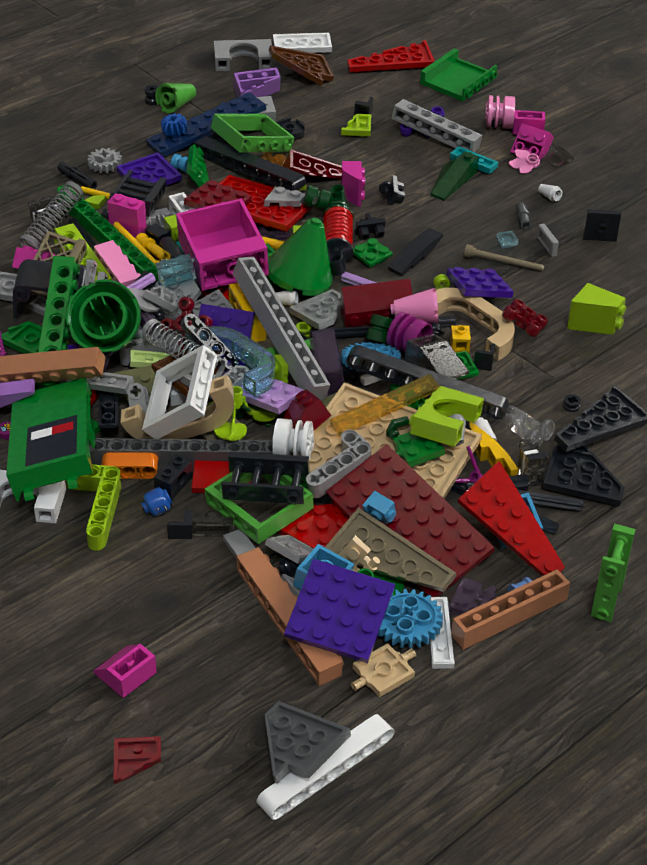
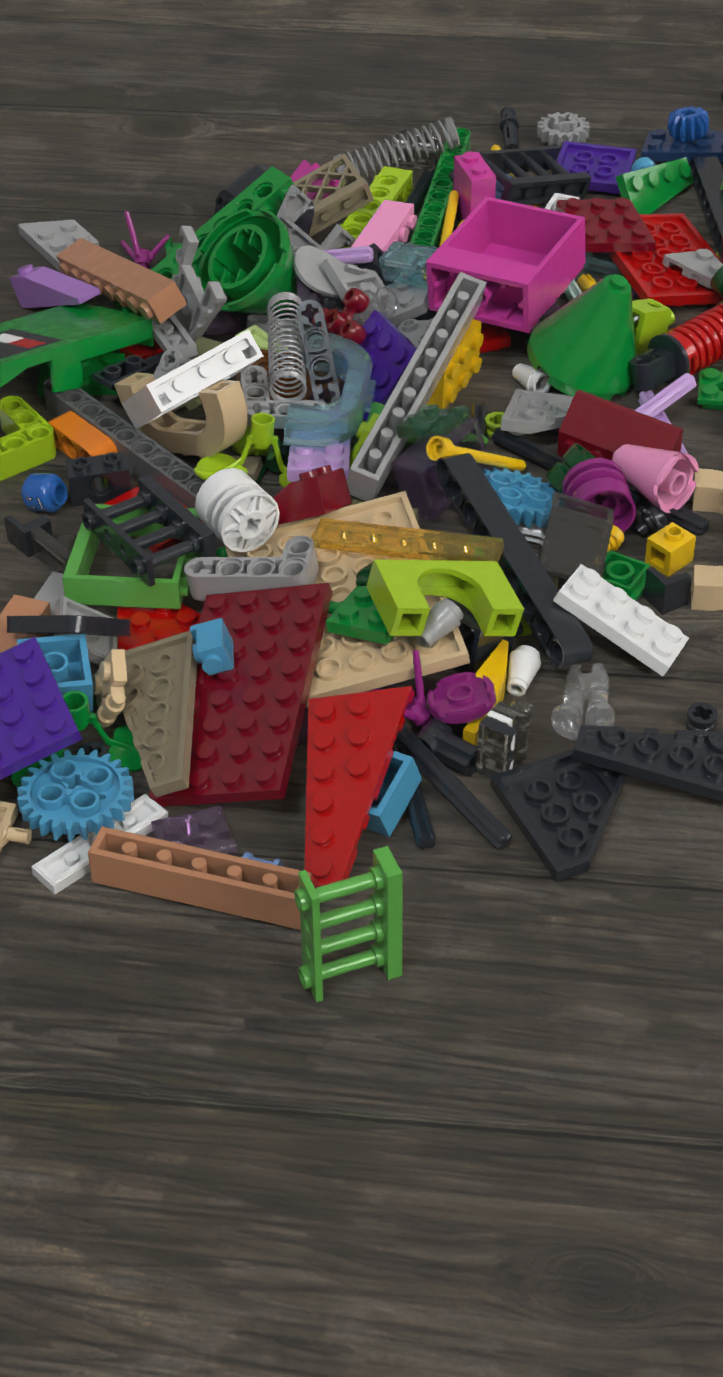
camera: 50 degrees right, 0 degrees up
(113, 356) = (201, 305): none -> light grey wing
(308, 540) = (69, 625): none -> black beam
(322, 342) = (432, 421): none -> clear green plate
(342, 350) = (443, 447): none -> yellow piece
(363, 268) = (668, 395): none -> lavender axle
(489, 454) = (461, 698): none -> magenta tile
(497, 380) = (621, 619): none -> white plate

